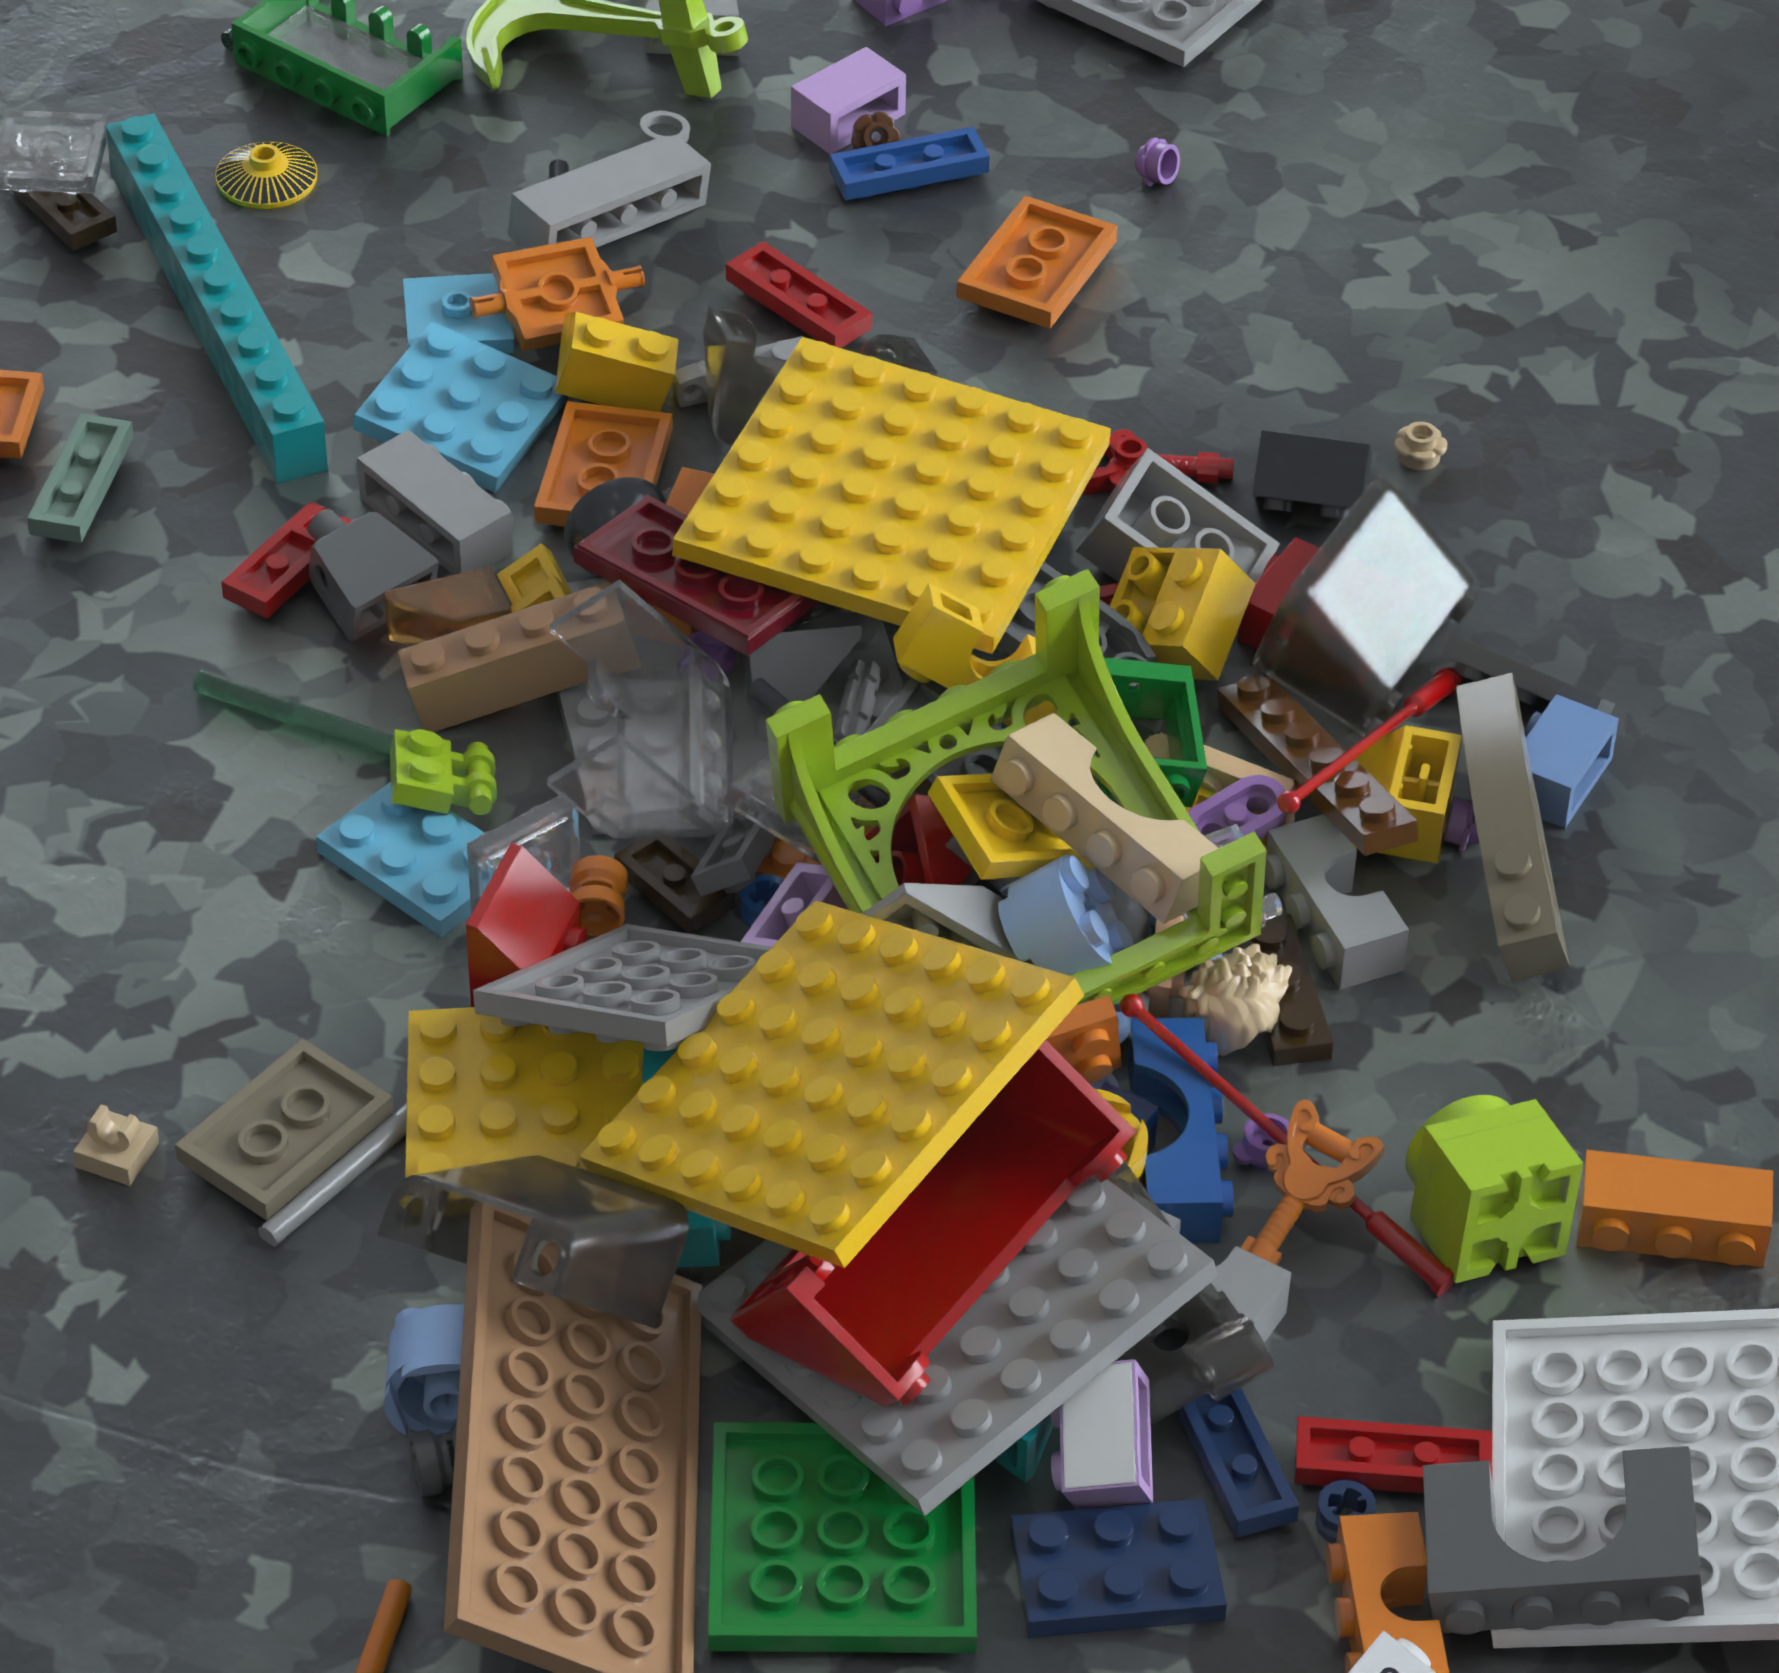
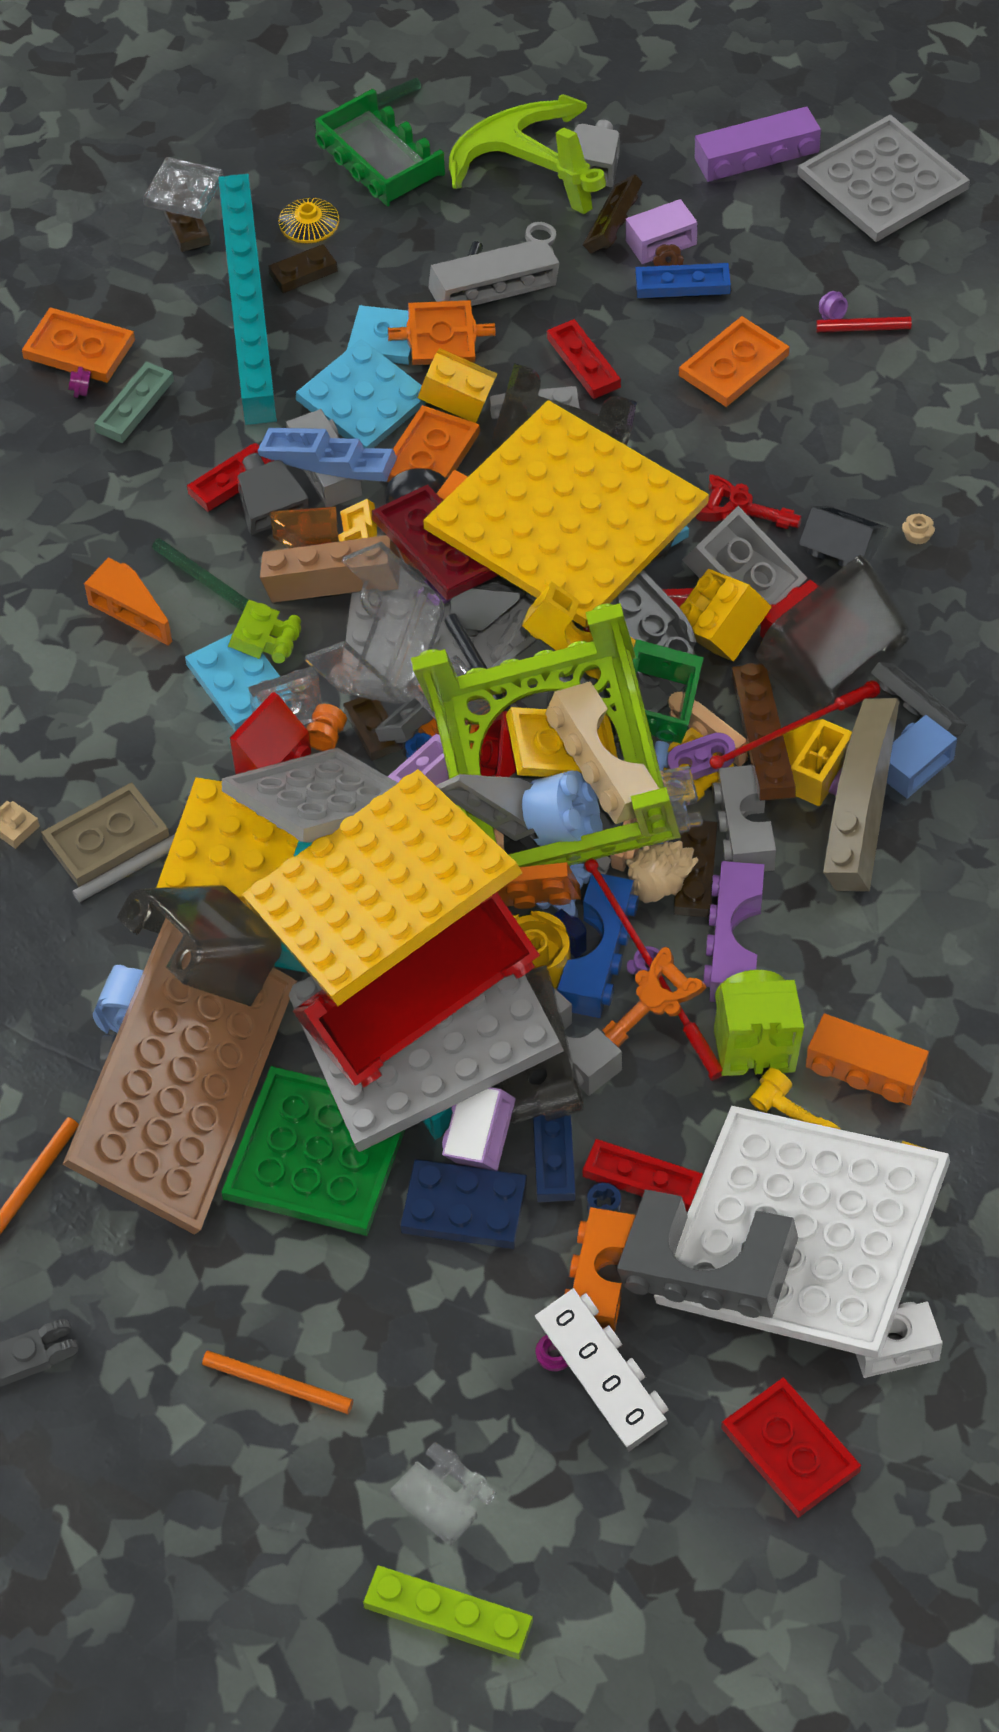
camera: 20 degrees right, 10 degrees up
(188, 768) = (122, 595): none -> orange slope
(286, 242) = (303, 268): none -> dark brown plate
(433, 490) = (319, 453): none -> medium blue slope
(761, 88) = (613, 214): none -> dark brown plate
(1213, 181) = (863, 324): none -> red bar
(1370, 1014) = (739, 897): none -> medium lavender arch
(1545, 1290) = (772, 1093): none -> yellow brick

